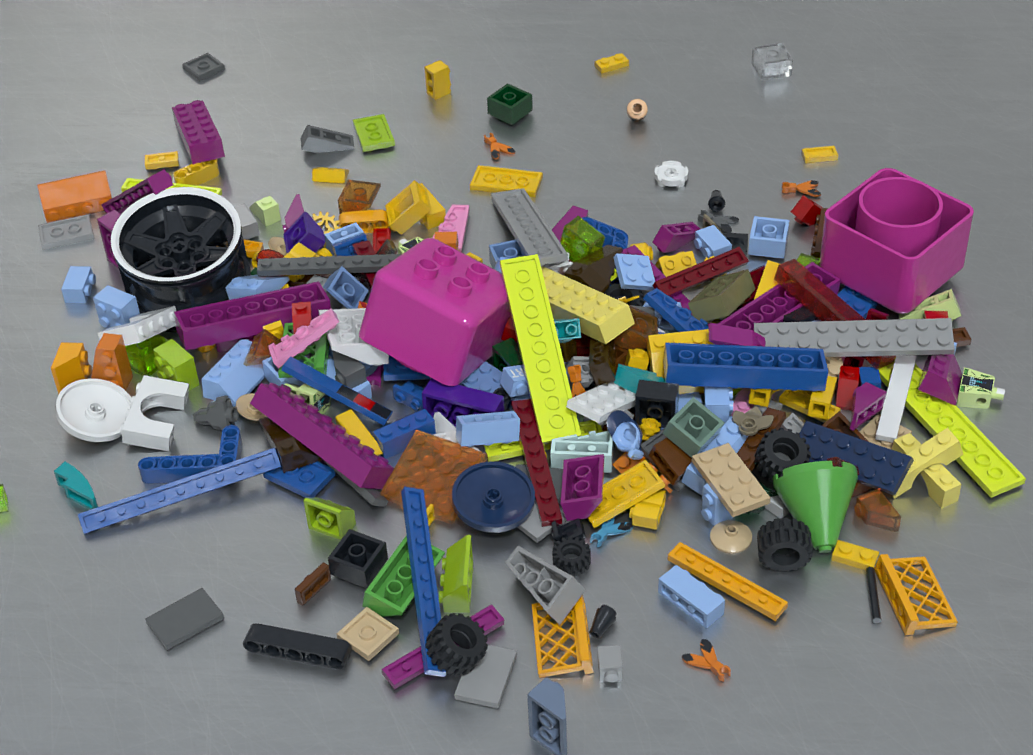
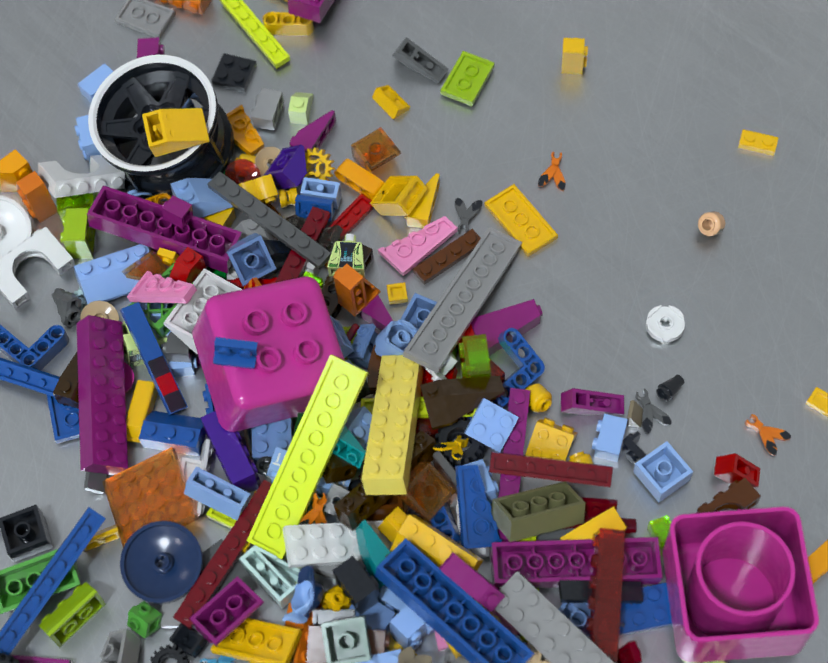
camera: 45 degrees right, 20 degrees up
(153, 184) = (188, 33): magenta brick -> none
(211, 227) = (175, 129): none -> yellow slope
(257, 290) = (177, 211): none -> magenta brick
(328, 517) = (46, 474): lime slope -> none
(436, 284) = (235, 353): none -> blue bracket
(464, 200) = (466, 214): none -> dark grey piece
(480, 226) = (447, 257): none -> reddish brown plate
(509, 104) = (607, 131): dark green brick -> none
(520, 534) = (144, 619): none -> bright green brick

